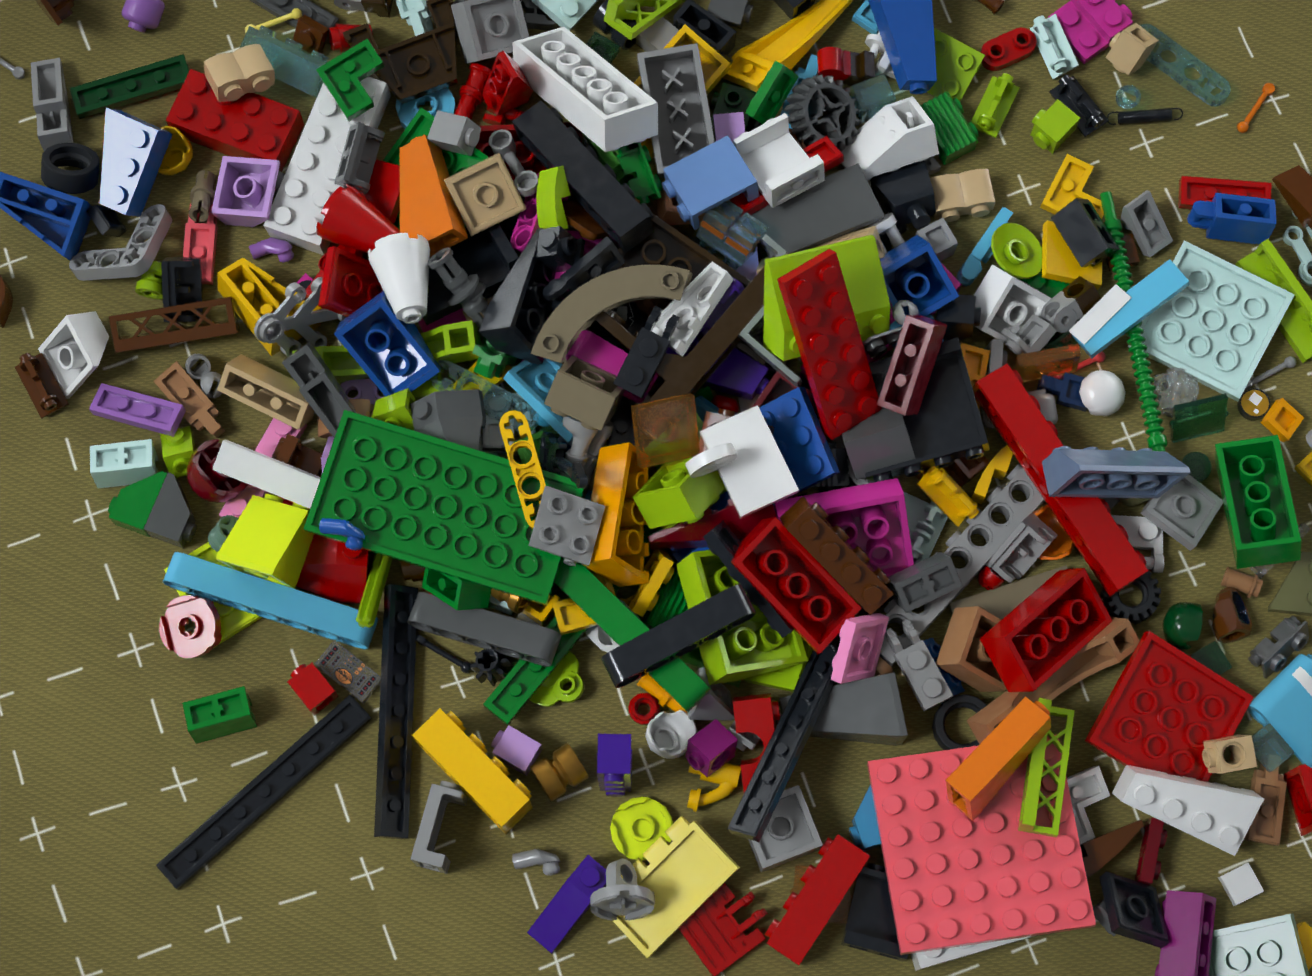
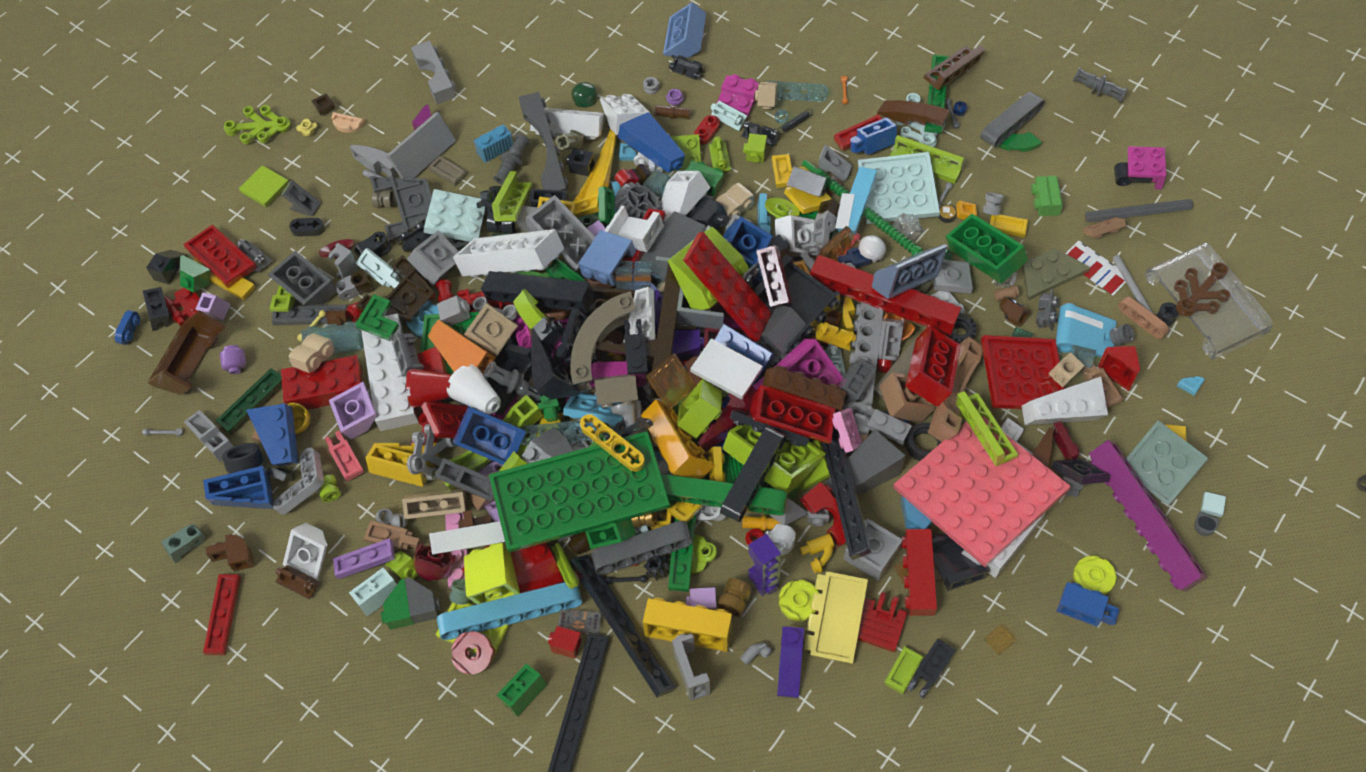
camera: 30 degrees left, 15 degrees down
(176, 335) = (360, 508): reddish brown fence -> none
(182, 285) = (349, 481): black hinge -> none
(202, 196) = (329, 429): dark tan pin -> none
(274, 246) = (385, 433): medium lavender arm -> none
(345, 528) = (532, 532): blue arm -> none
(506, 85) = (464, 277): red slope -> none
(566, 526) = (654, 456): light grey hinge -> none
(622, 895) = (817, 634): light grey tile -> none
(711, 460) = (708, 374): white piece -> none
(711, 748) = (807, 531): magenta brick -> none
(898, 313) = (749, 259): light grey hinge -> none
(997, 757) = (960, 433): orange slope -> none
(1183, 624) = (995, 324): dark green hair -> none
(1199, 418) = (927, 231): clear green piece -> none
(1241, 884) = (1119, 431): white tile -> none

